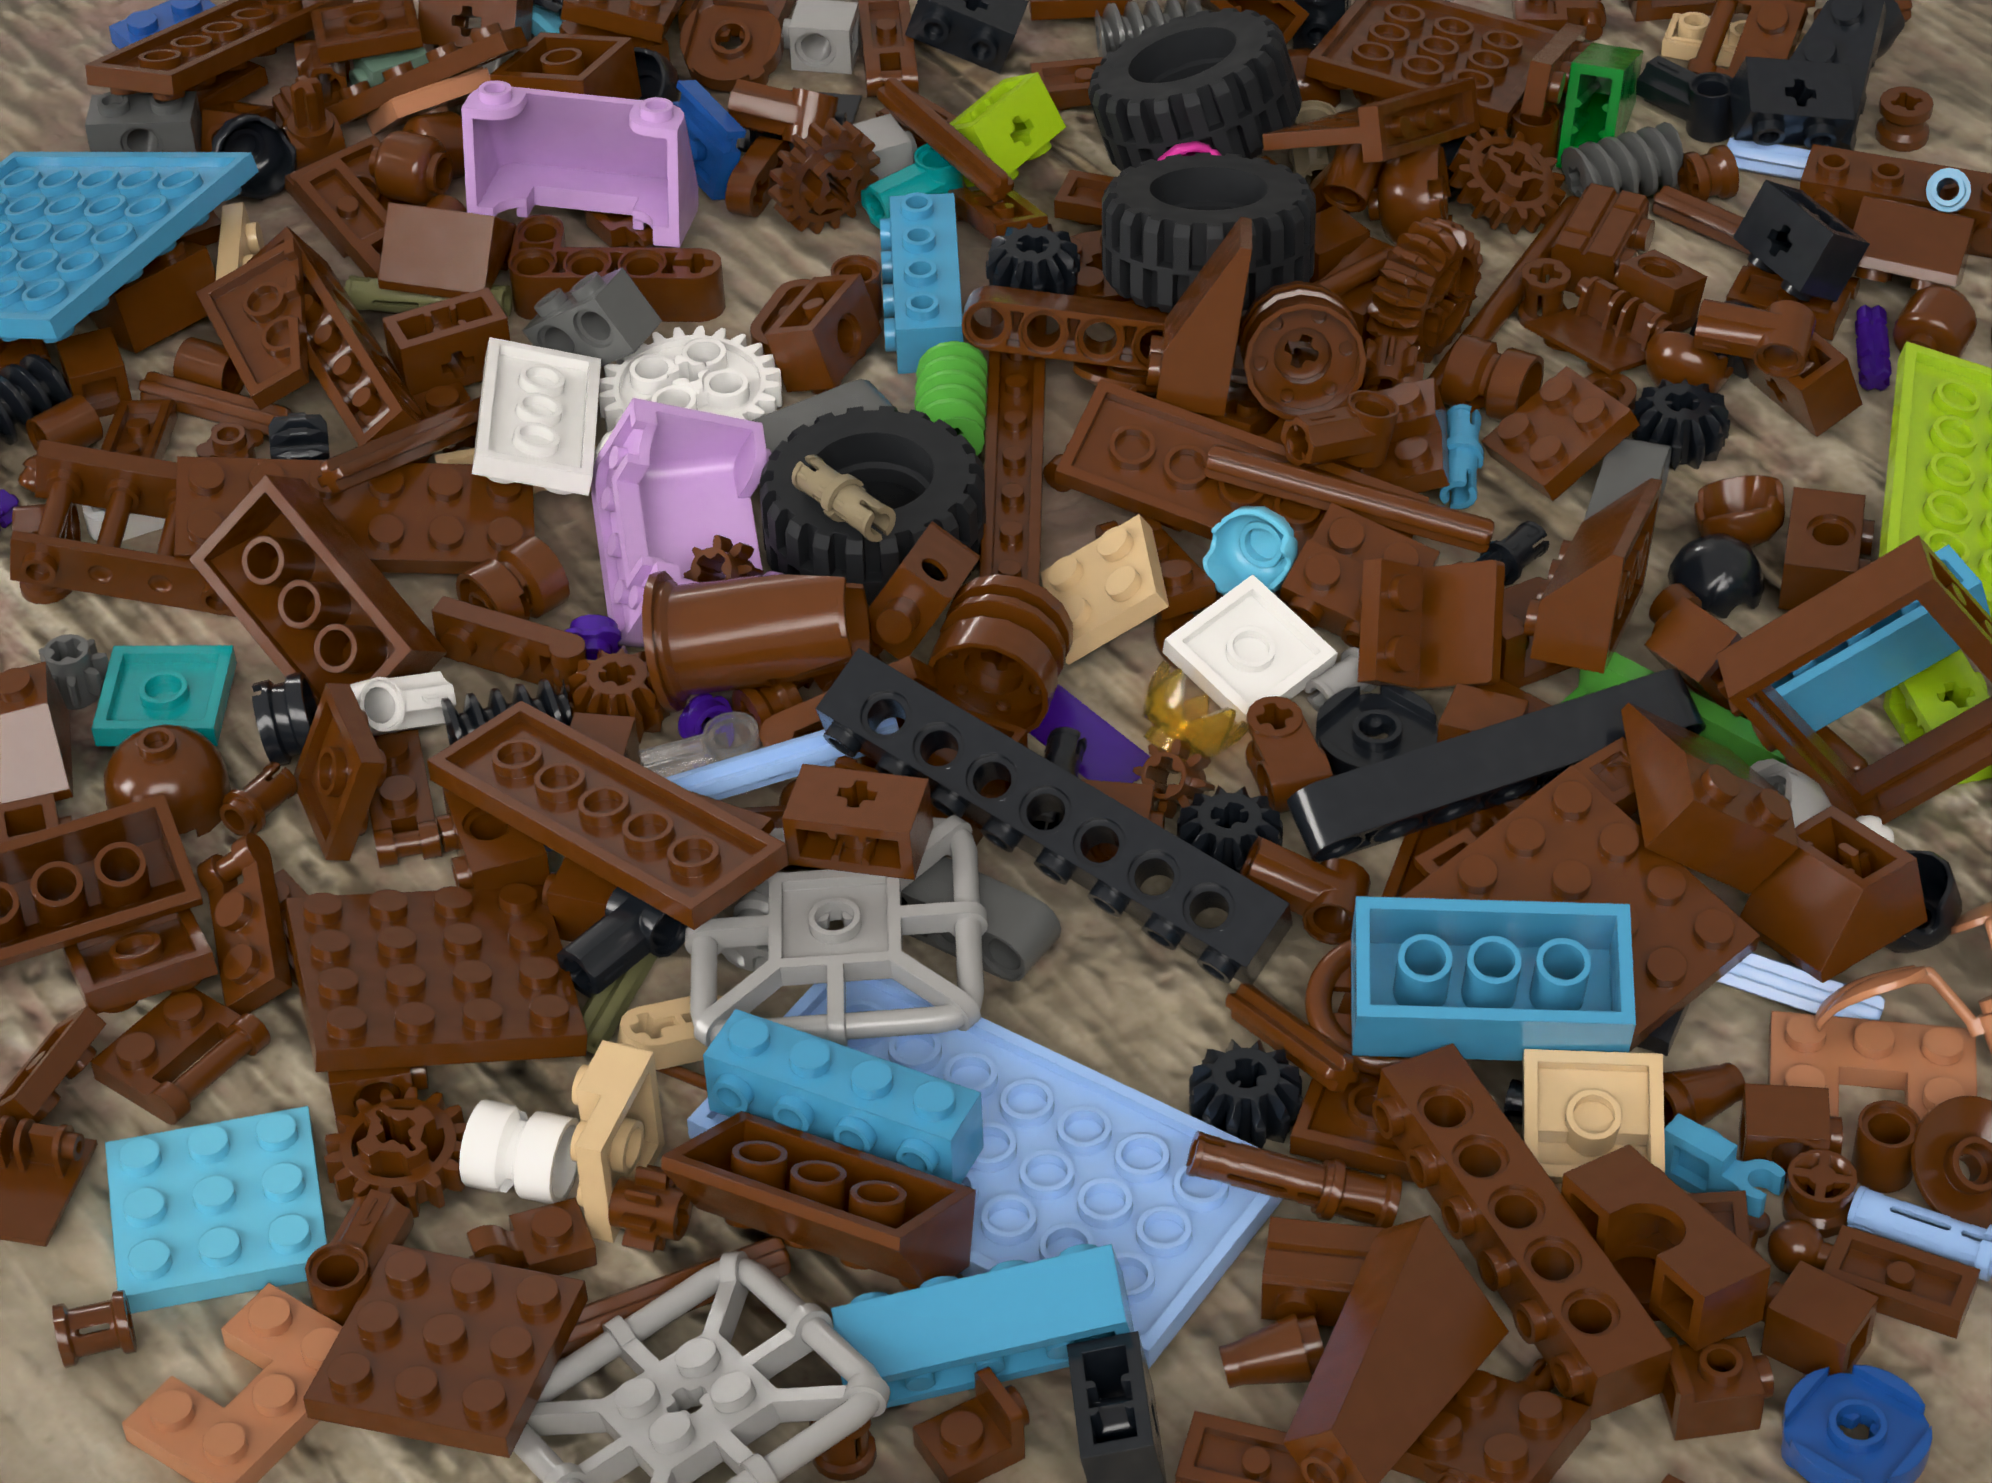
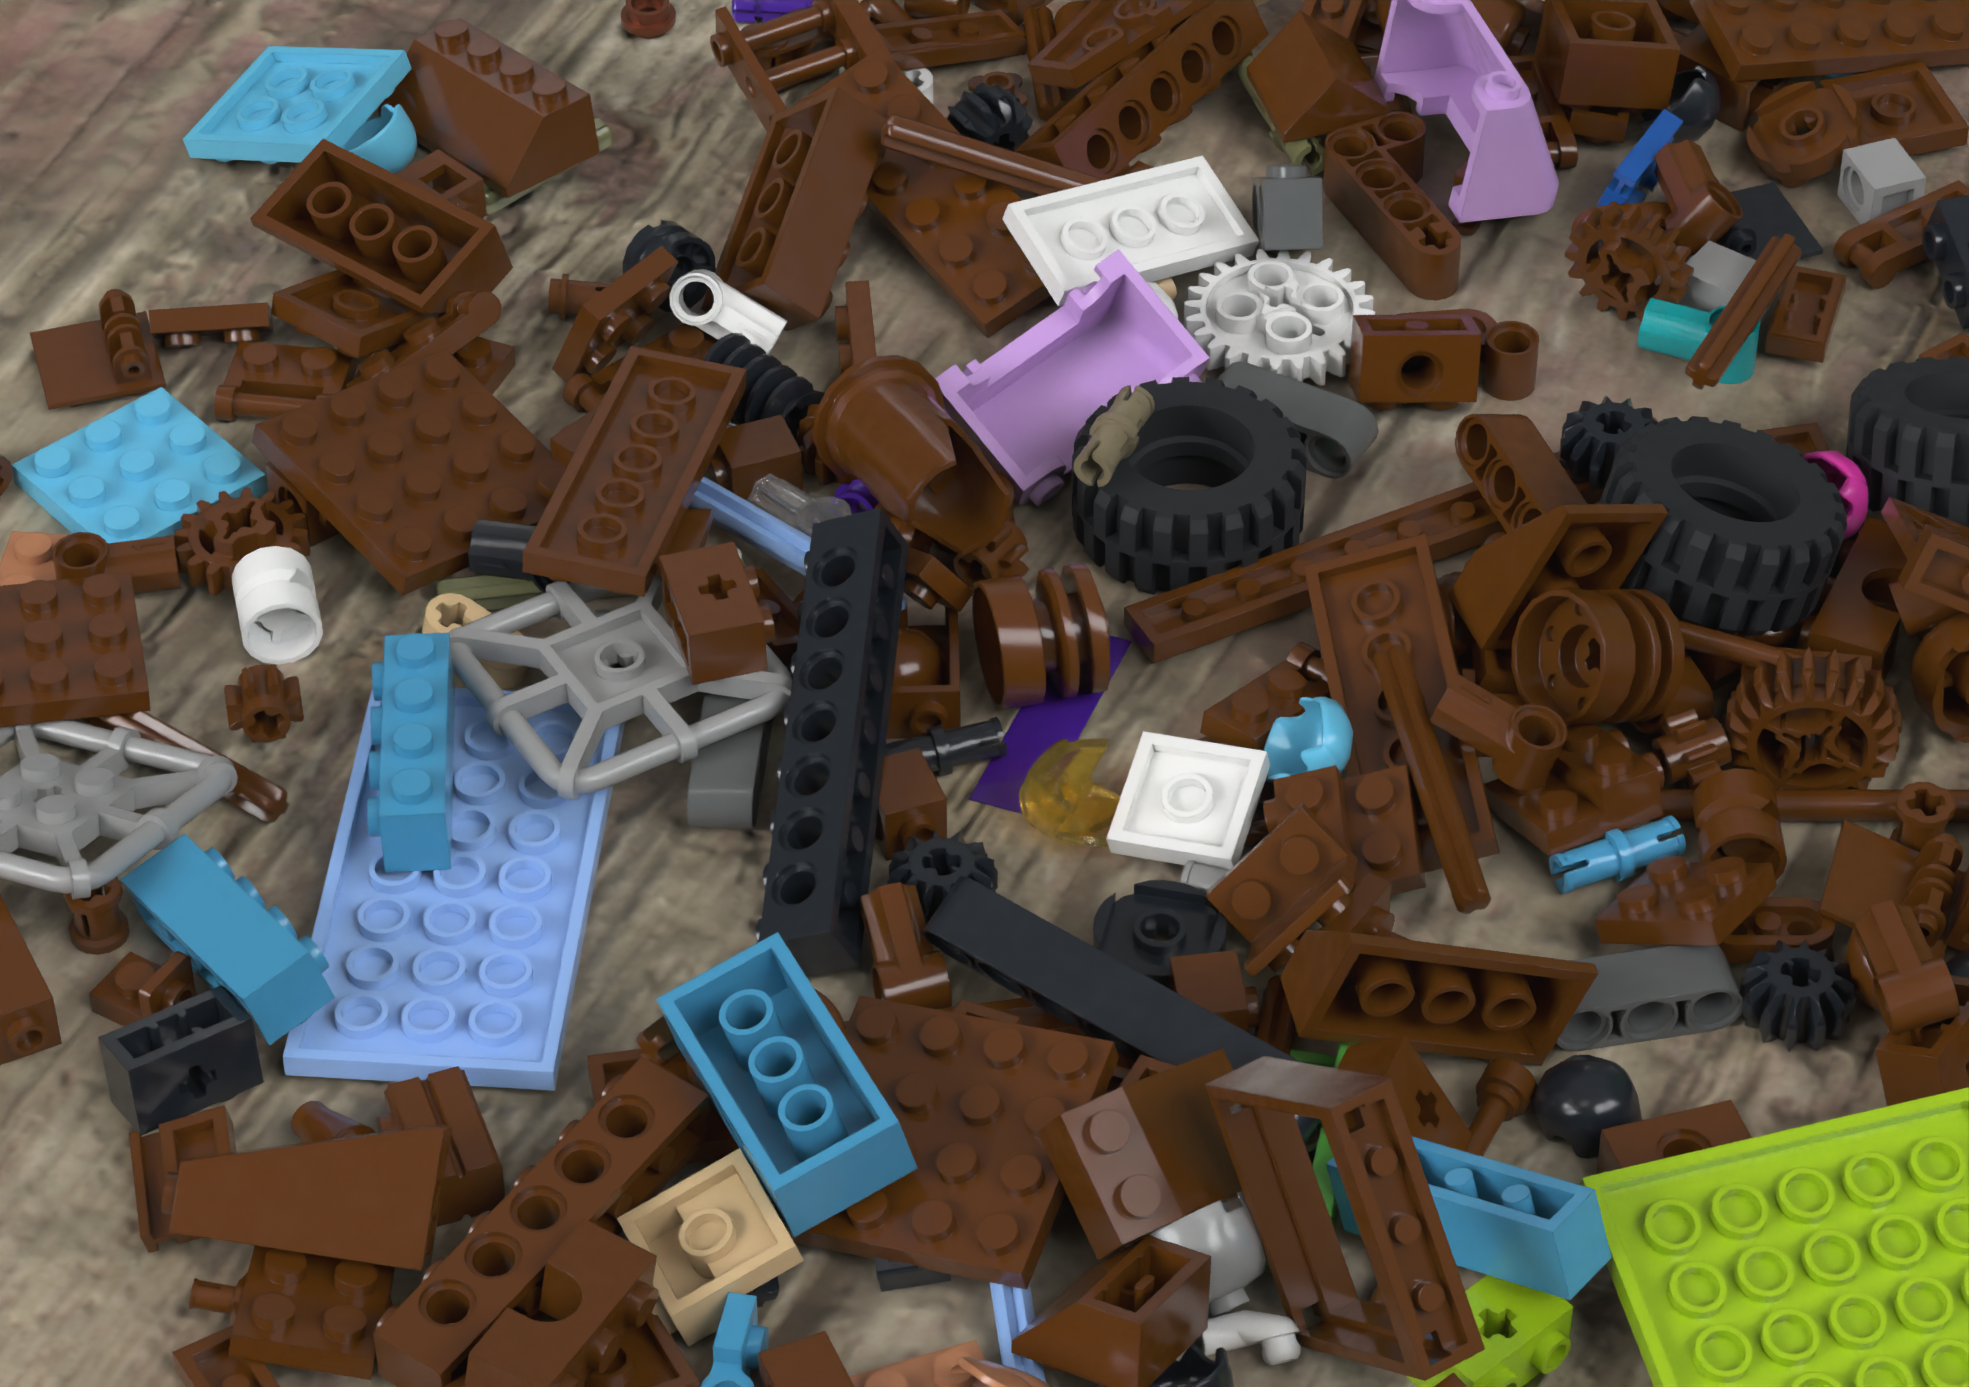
camera: 60 degrees right, 0 degrees up
(75, 669) = (650, 132): dark grey gear -> none
(164, 687) = (665, 185): teal plate -> none
(172, 763) = (564, 234): reddish brown cylinder -> none
(444, 340) = (1191, 126): reddish brown brick -> none
(520, 582) = (919, 320): reddish brown wheel -> none
(539, 1239) = (200, 665): reddish brown plate -> none
(616, 1127) = (312, 635): tan plate -> none
(722, 558) = (1028, 428): reddish brown gear -> none
(827, 1198) = (291, 781): reddish brown slope -> none
(913, 599) = (1061, 535): reddish brown torso -> none
(920, 276) = (1617, 363): dark azure brick -> none
(953, 389) = (1393, 475): bright green piece -> none
(994, 217) = (1678, 398): reddish brown plate -> none
(1012, 122) = (1798, 332): lime brick -> none
(1109, 585) = (1204, 674): tan plate -> none
(1161, 763) = (988, 814): reddish brown gear -> none
(1247, 1093) = (614, 1006): black gear -> none
(1282, 750) = (1074, 877): reddish brown piece -> none
(1324, 1187) = (530, 1097): reddish brown pin -> none
(1517, 549) = (1472, 932): black axle -> none
(1701, 1092) = (811, 1306): reddish brown cone -> none
(1741, 507) = (1683, 1079): reddish brown hair -> none

